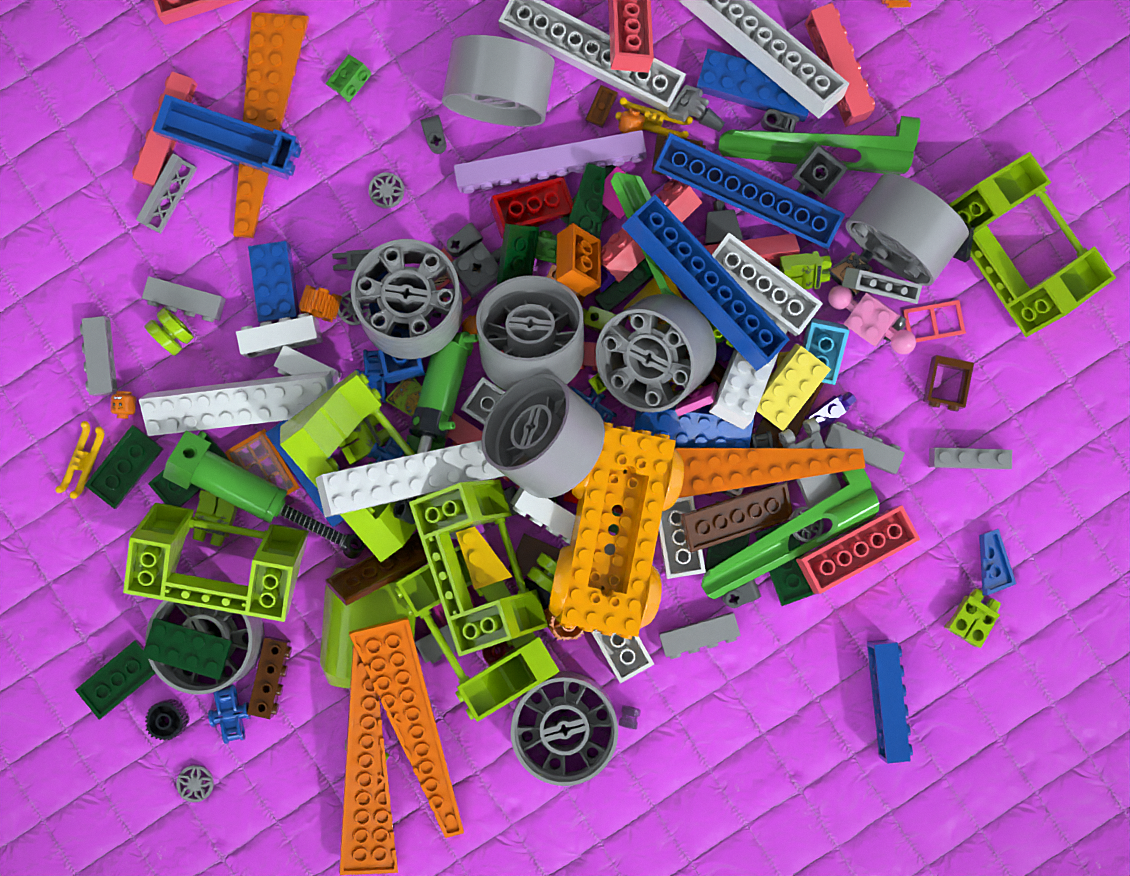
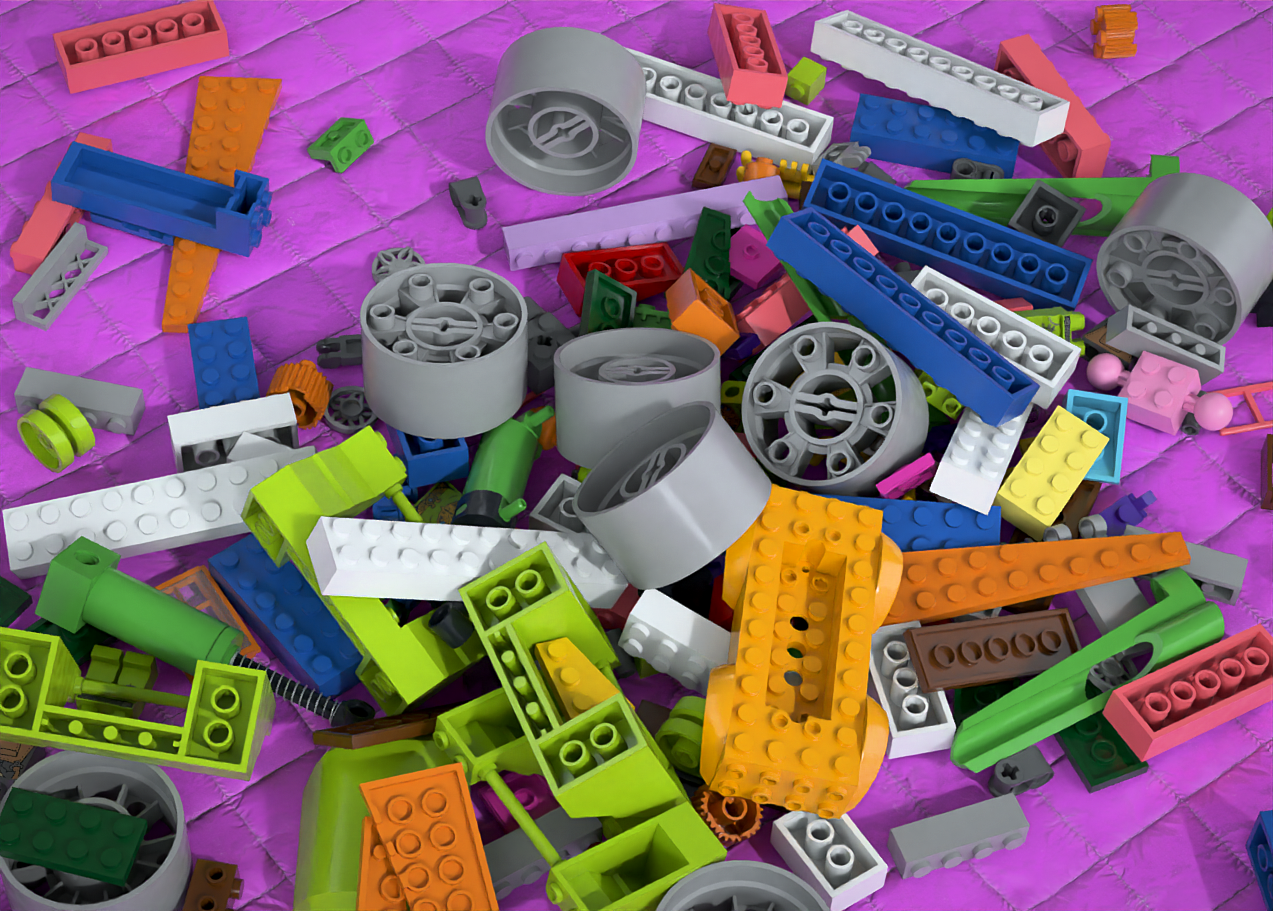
camera: 10 degrees left, 35 degrees down
(671, 27) = (805, 80): none -> lime brick

